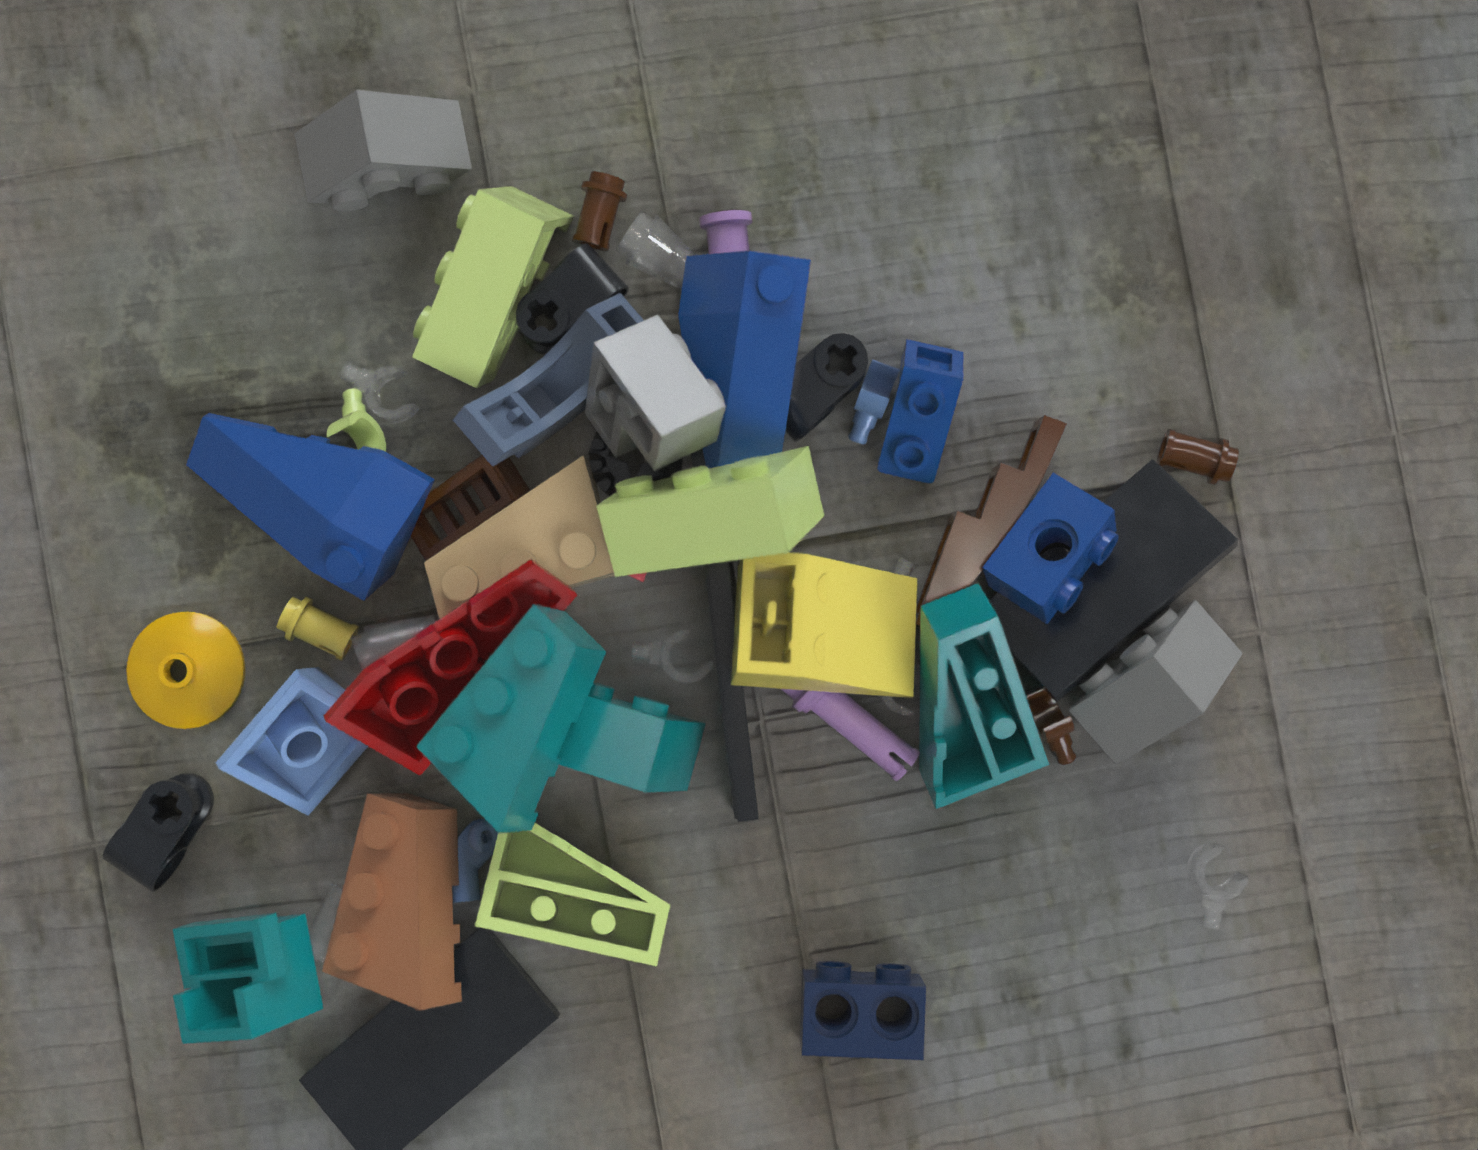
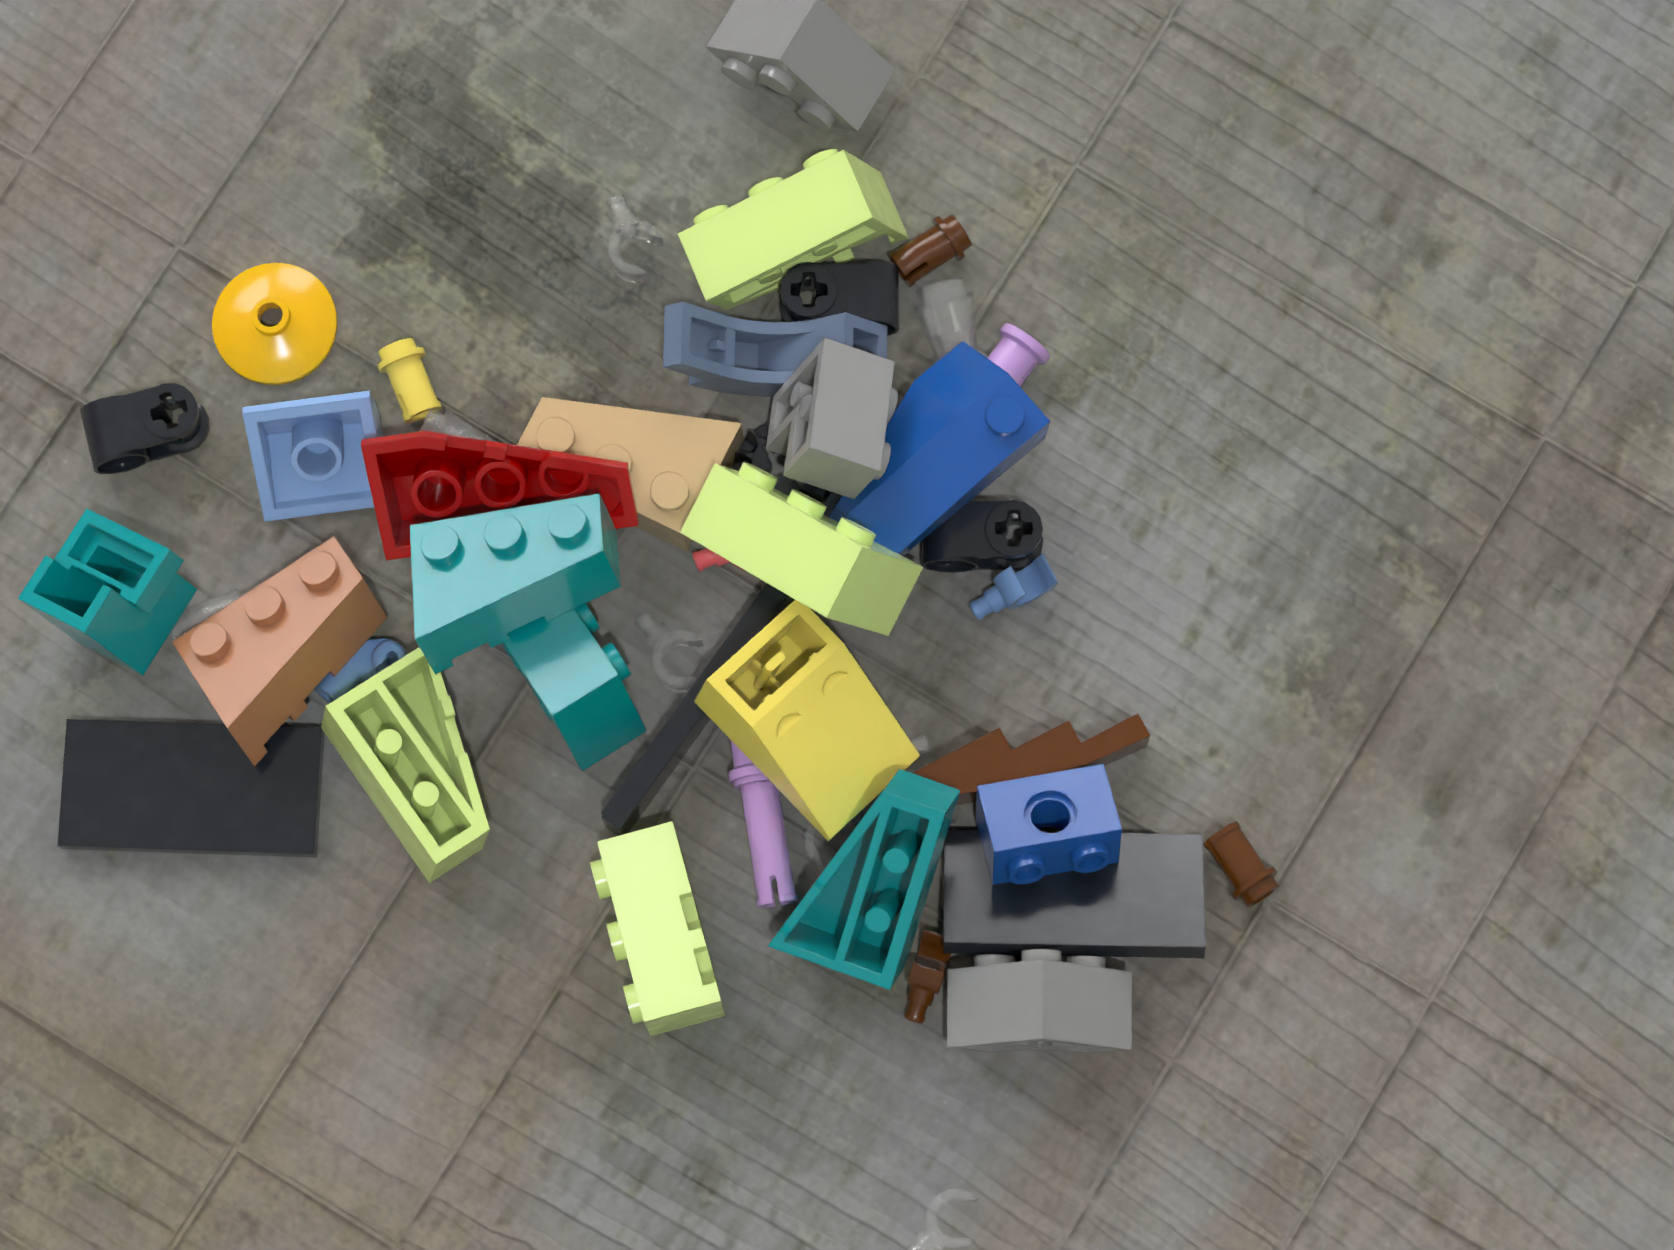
camera: 40 degrees right, 10 degrees down
(323, 502) = (504, 284): blue wedge -> none
(358, 423) = (587, 256): yellowish green piece -> none
(504, 478) = (643, 369): reddish brown slope -> none
(849, 864) = (657, 930): none -> yellowish green wedge
(859, 1030) = (550, 1076): dark blue brick -> none
(921, 411) = (1045, 628): blue bracket -> none

